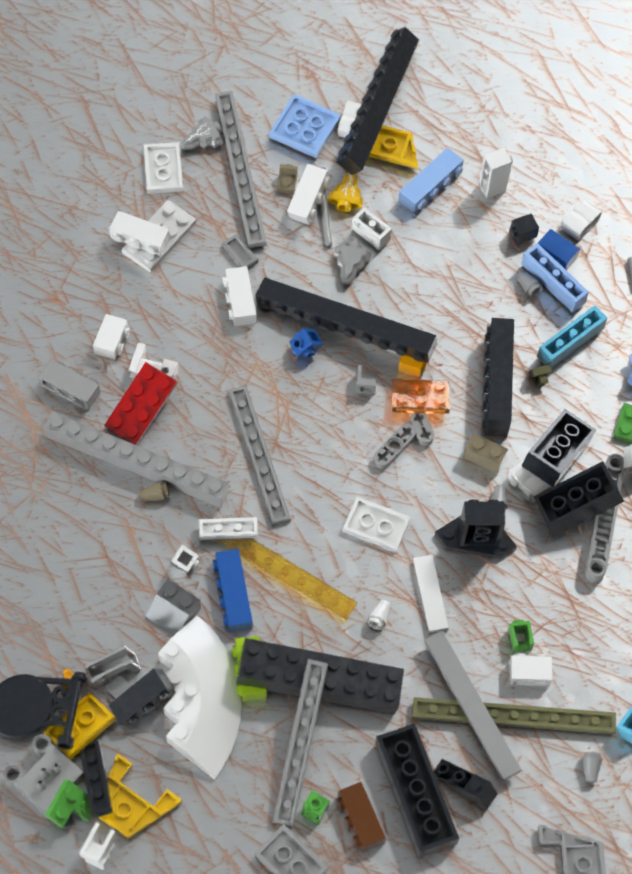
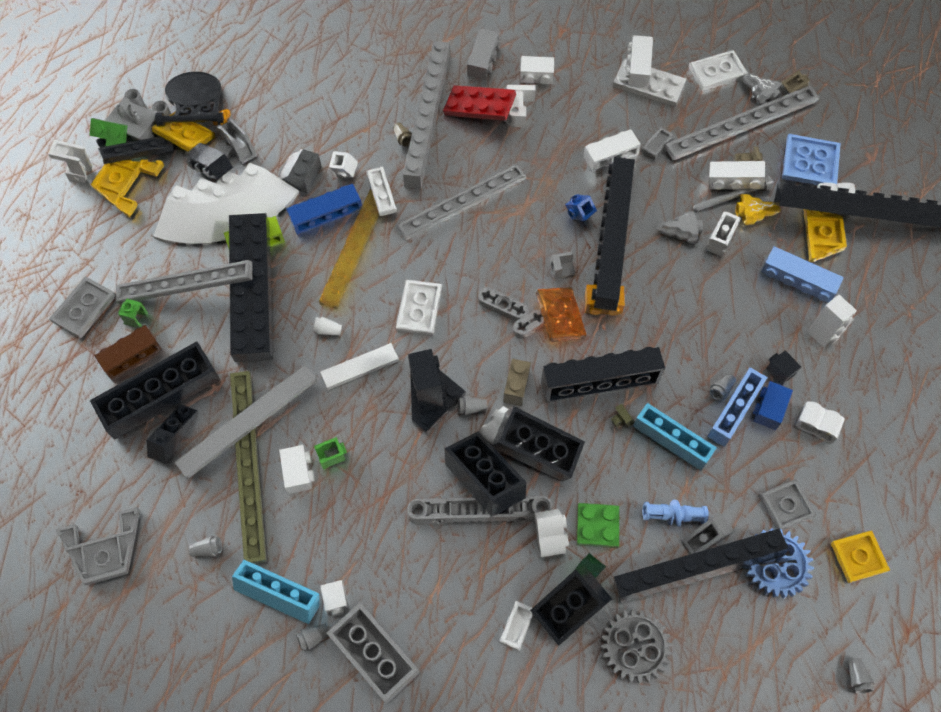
camera: 80 degrees right, 0 degrees up
(207, 104) = (795, 82): none -> dark tan bracket

